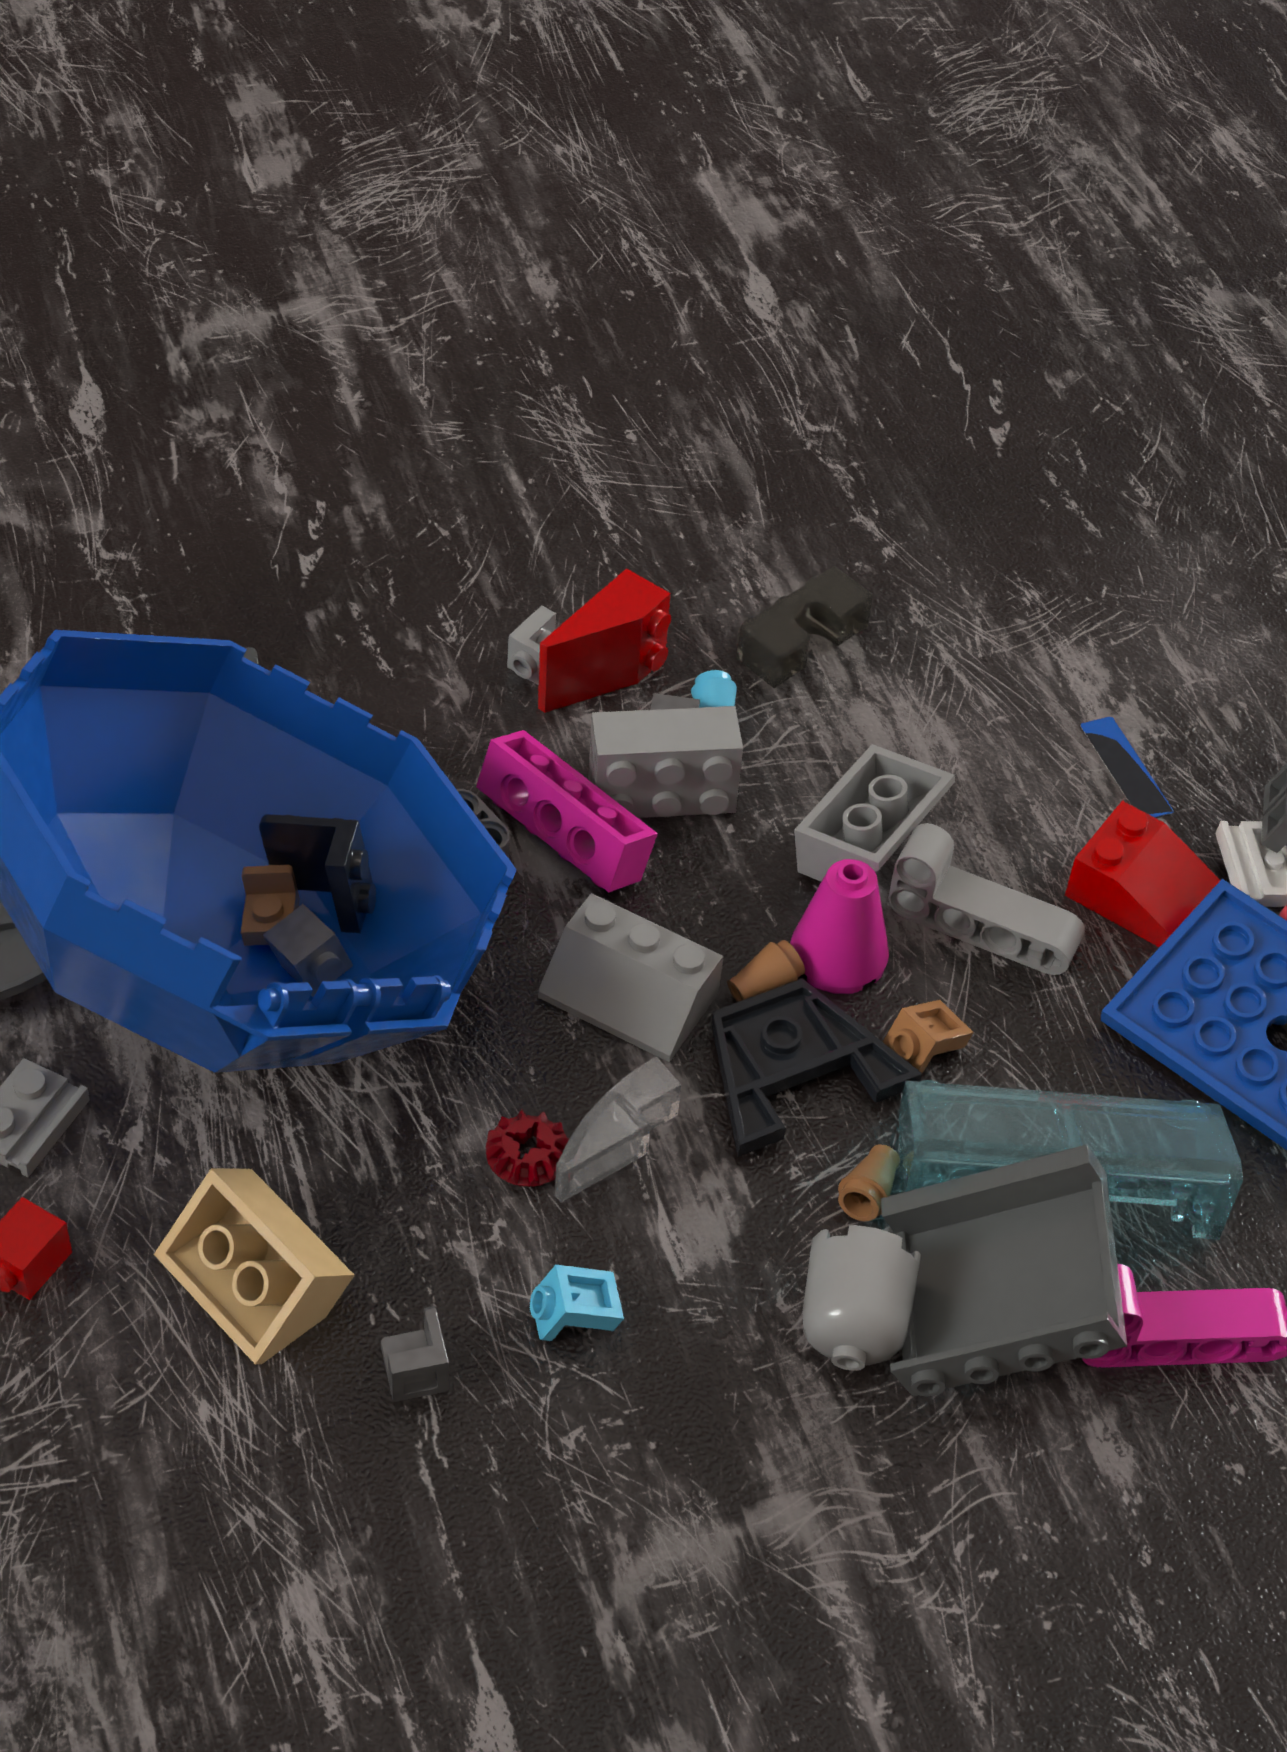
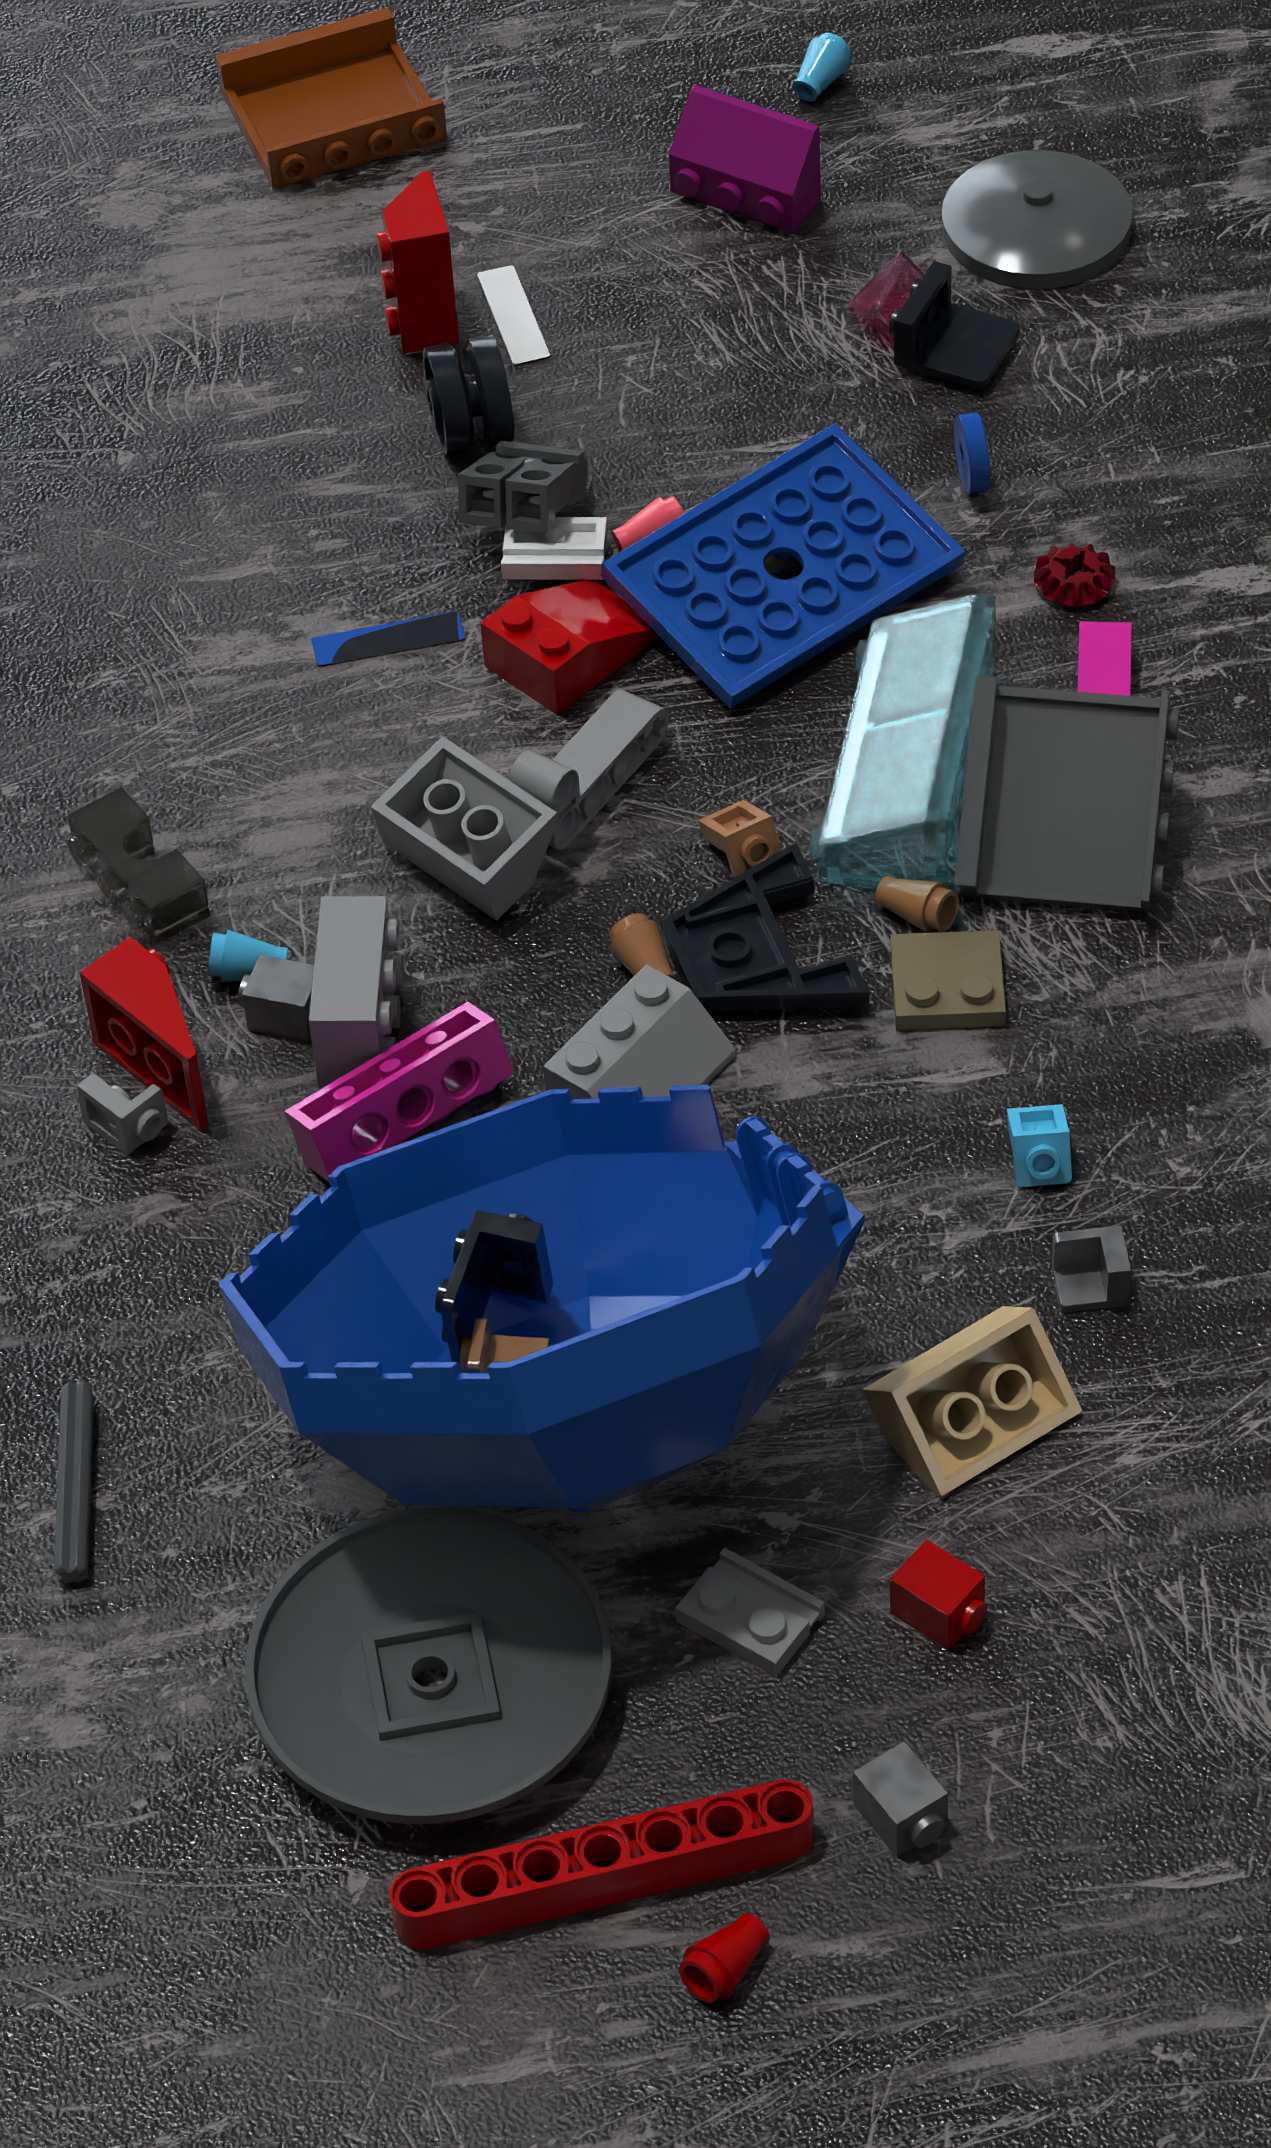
camera: 75 degrees left, 0 degrees up
(307, 948) = (579, 1310): flat silver brick -> none
(540, 1163) = (867, 1168): dark red gear -> none
(617, 1128) = (833, 1091): clear slope -> none
(777, 1215) = (947, 980): none -> dark tan plate
(843, 930) = (607, 872): dark pink cone -> none
(859, 1296) = (1071, 914): light grey cylinder -> none

